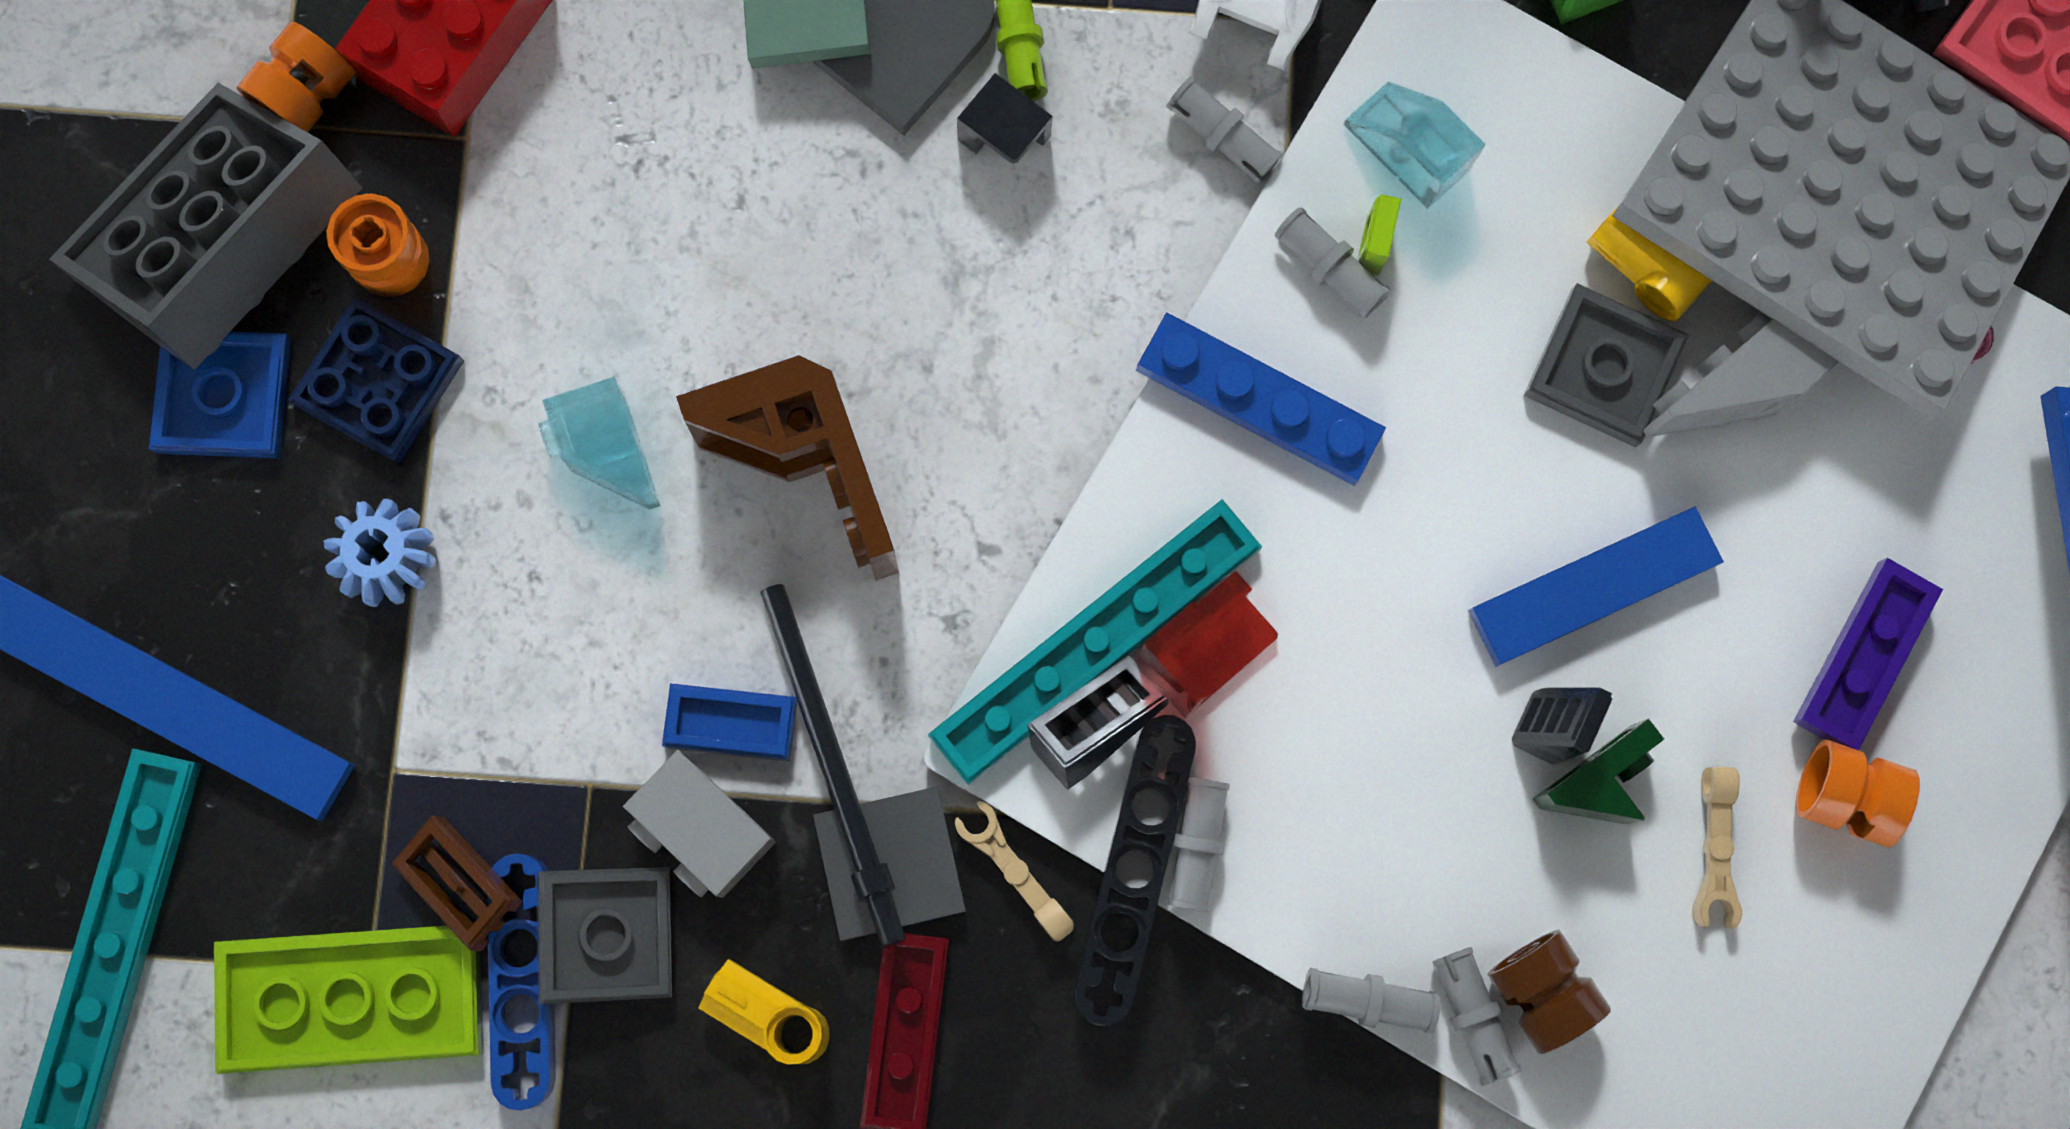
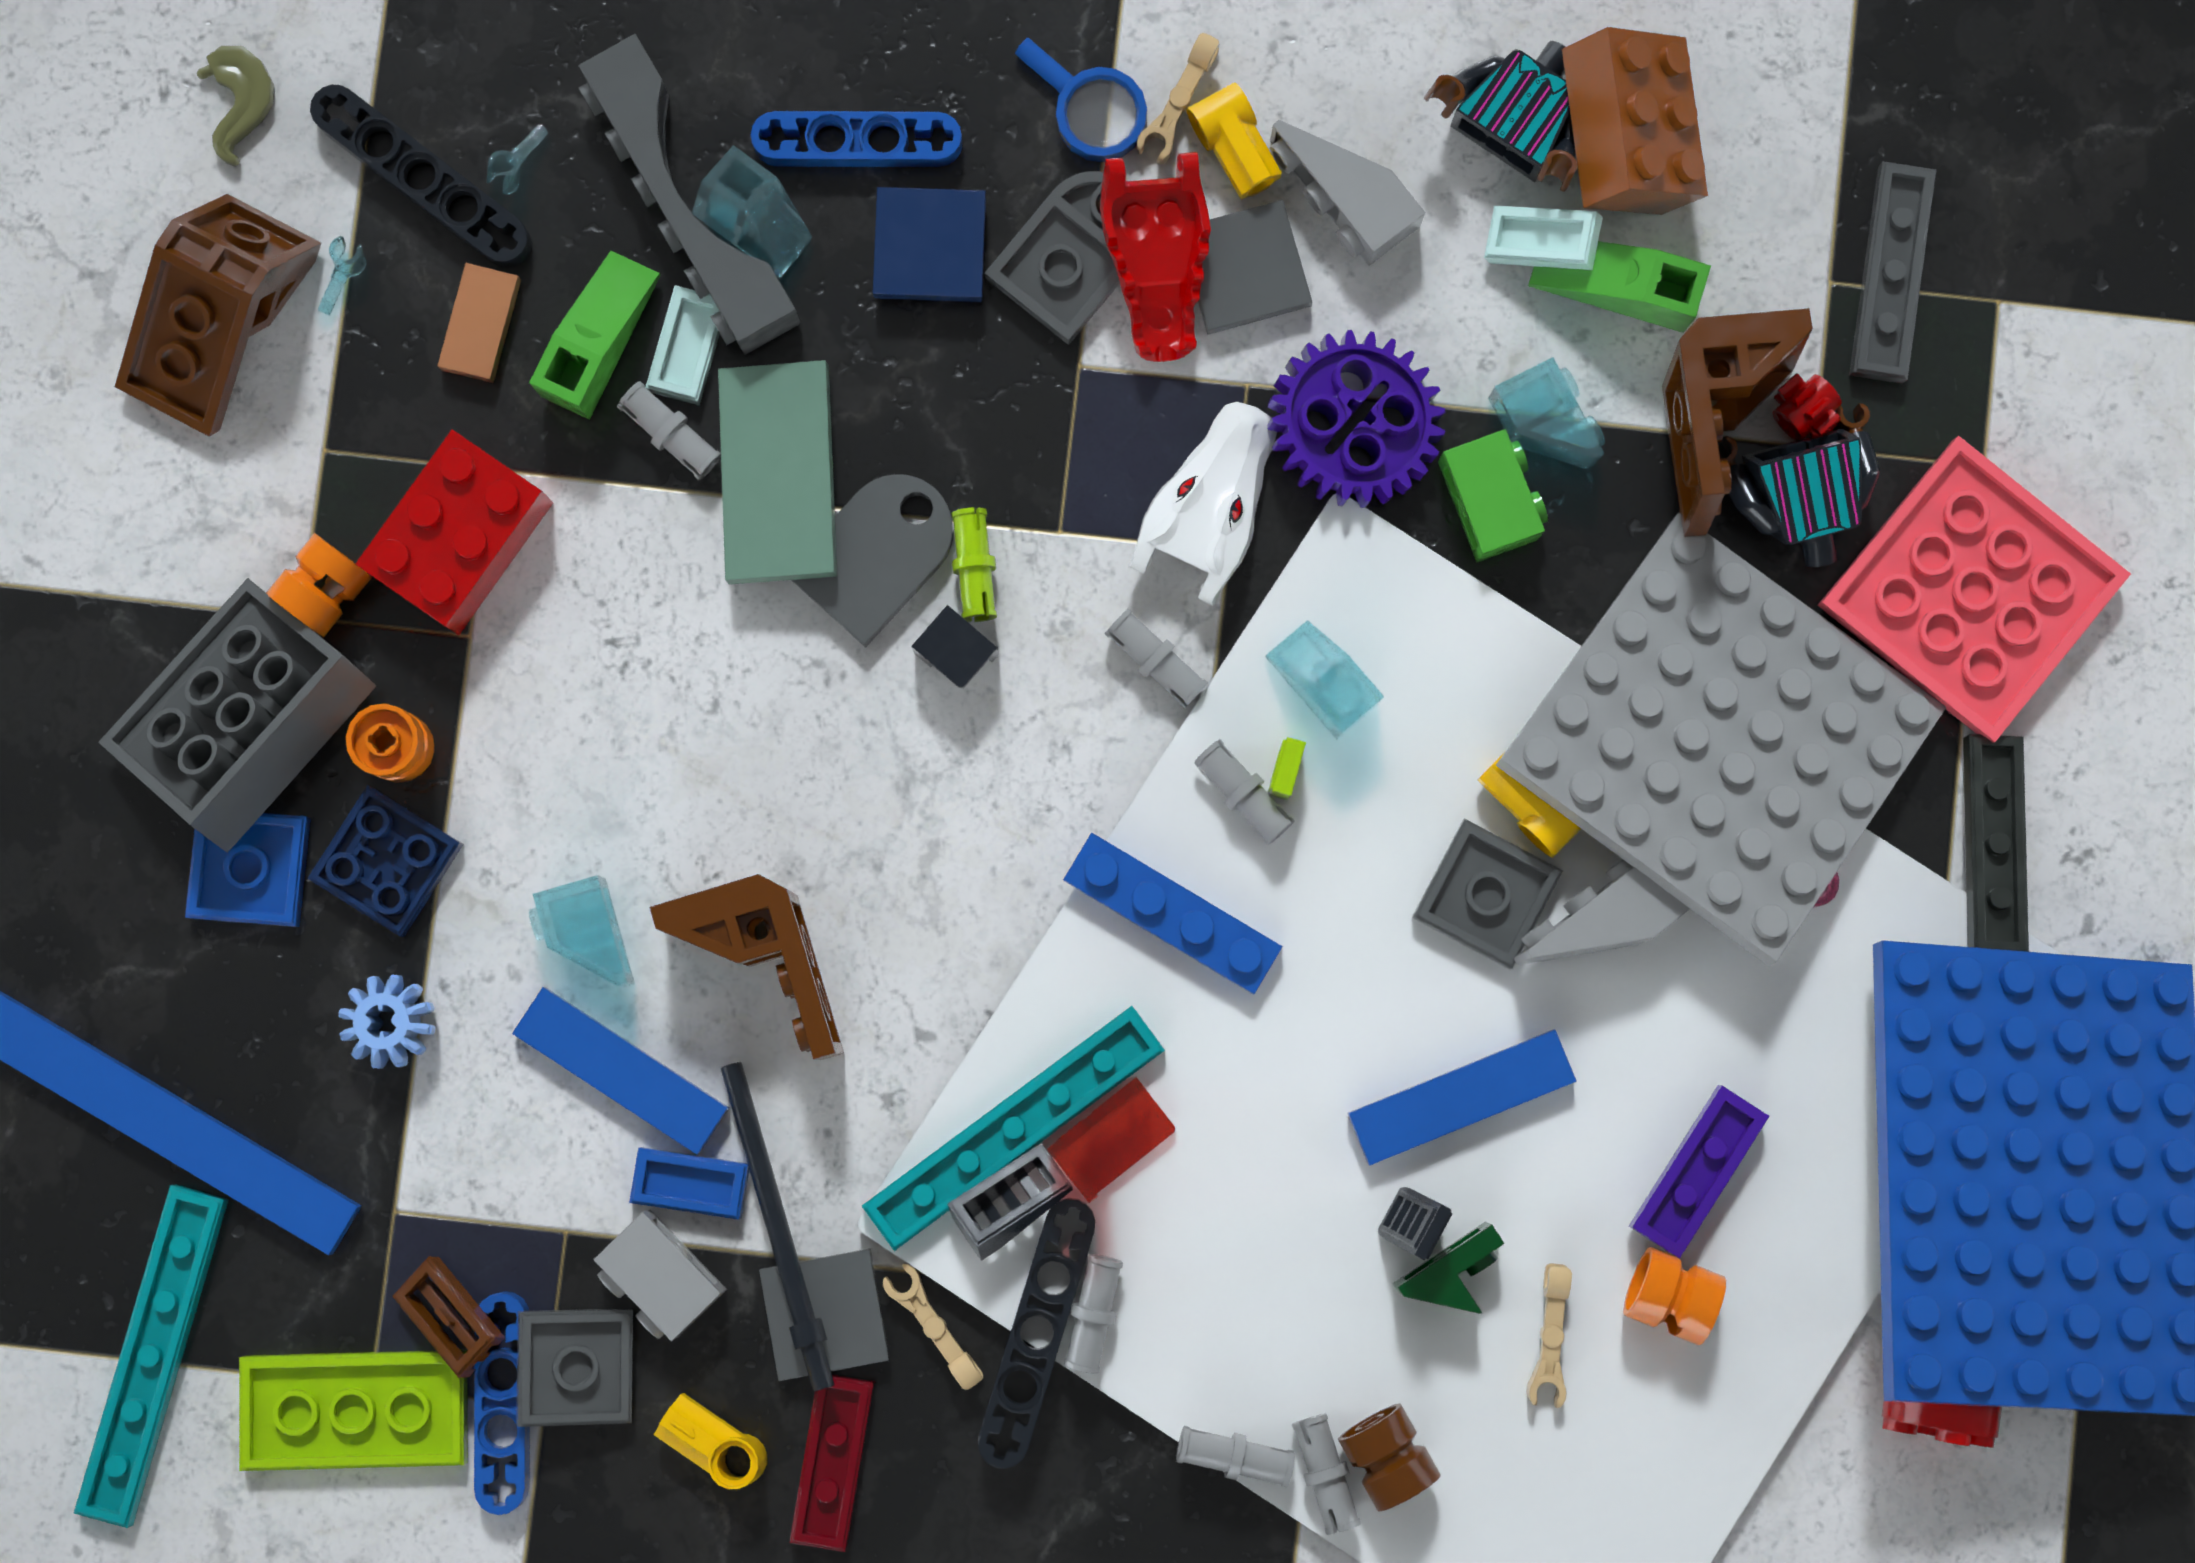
camera: 10 degrees right, 5 degrees up
(647, 599) = (620, 1070): none -> blue tile

